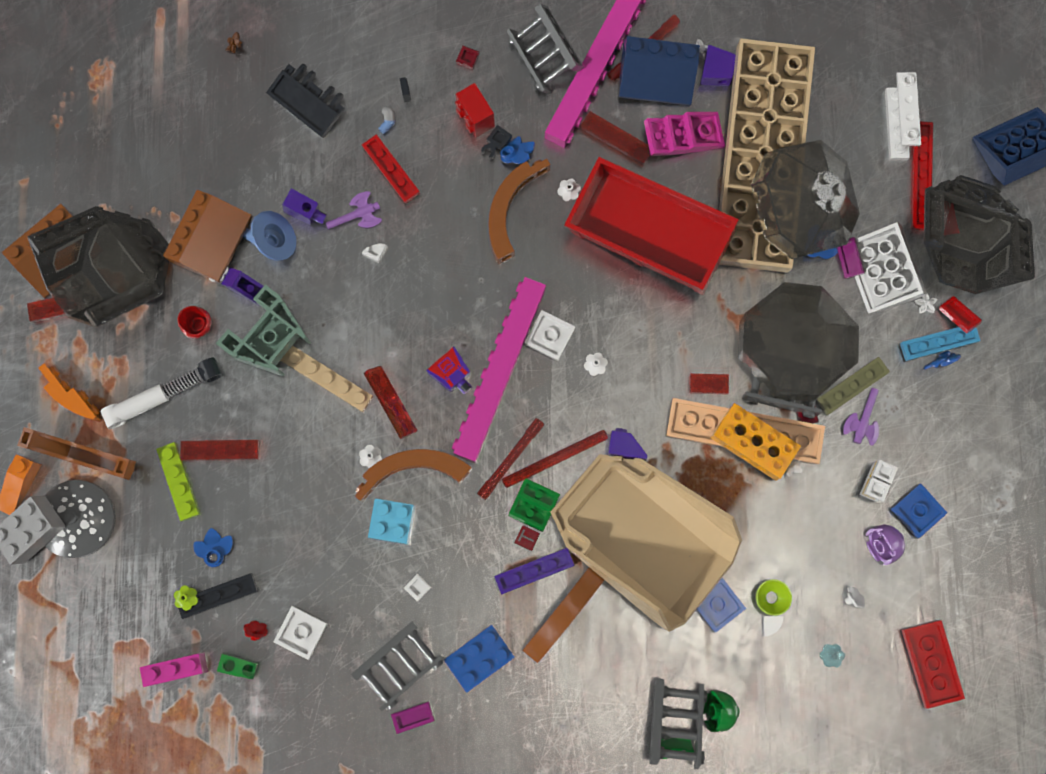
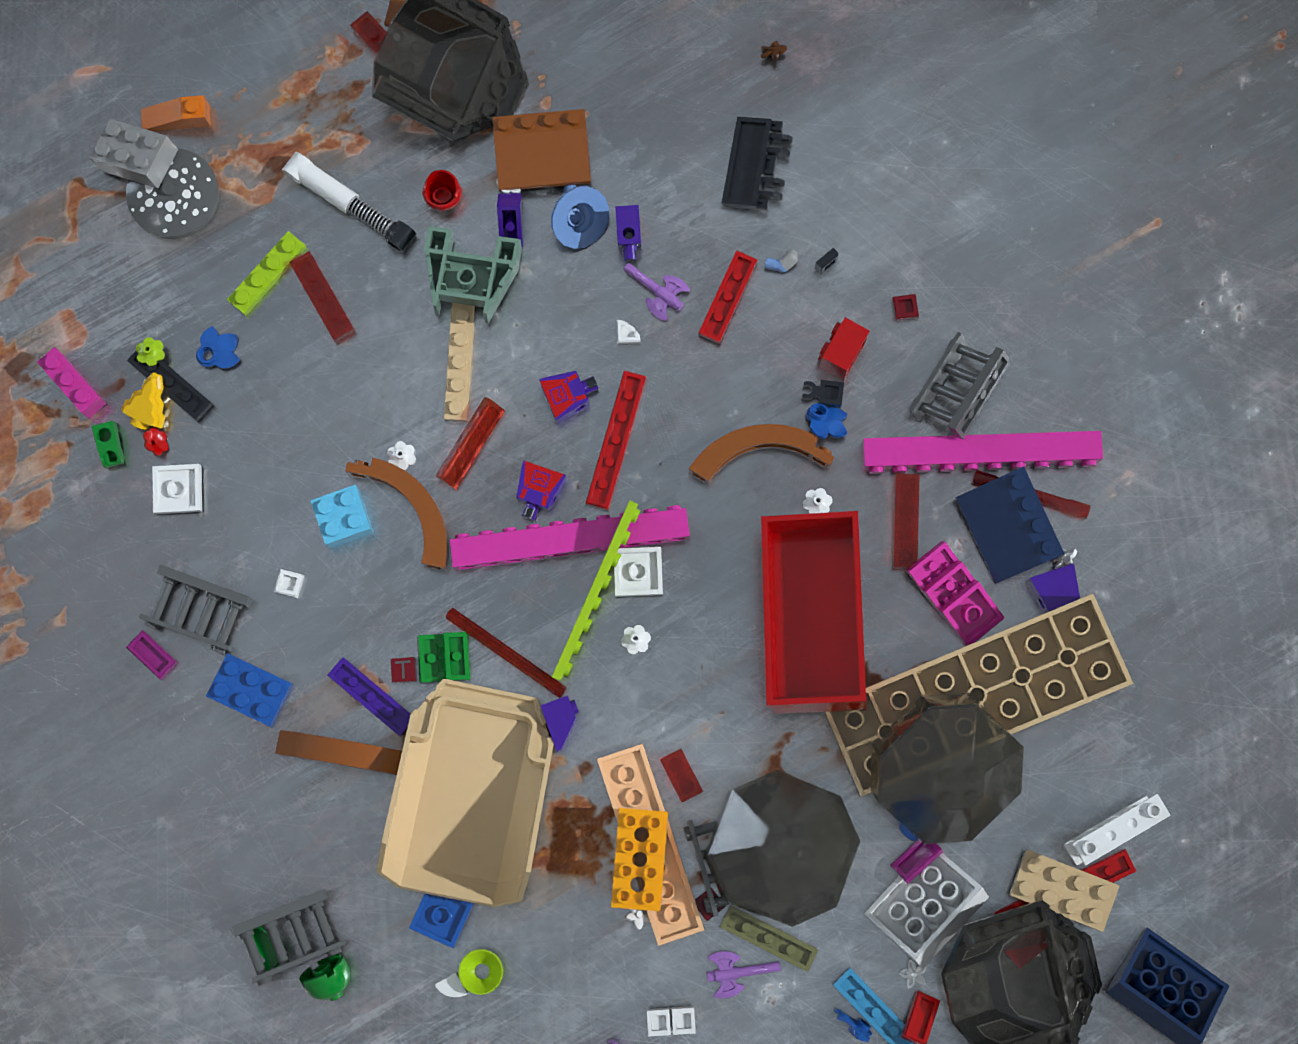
camera: 65 degrees right, 0 degrees up
(68, 397) = (291, 117): orange slope -> none
(76, 453) = (239, 155): dark orange arch -> none
(224, 621) = (146, 404): none -> yellow rock
(394, 315) = (567, 394): none -> torso
(447, 300) = (616, 440): none -> red tile
(491, 483) = (441, 599): clear red piece -> none
(553, 375) = (601, 581): none -> lime plate
(924, 170) = (1065, 889): none -> tan plate

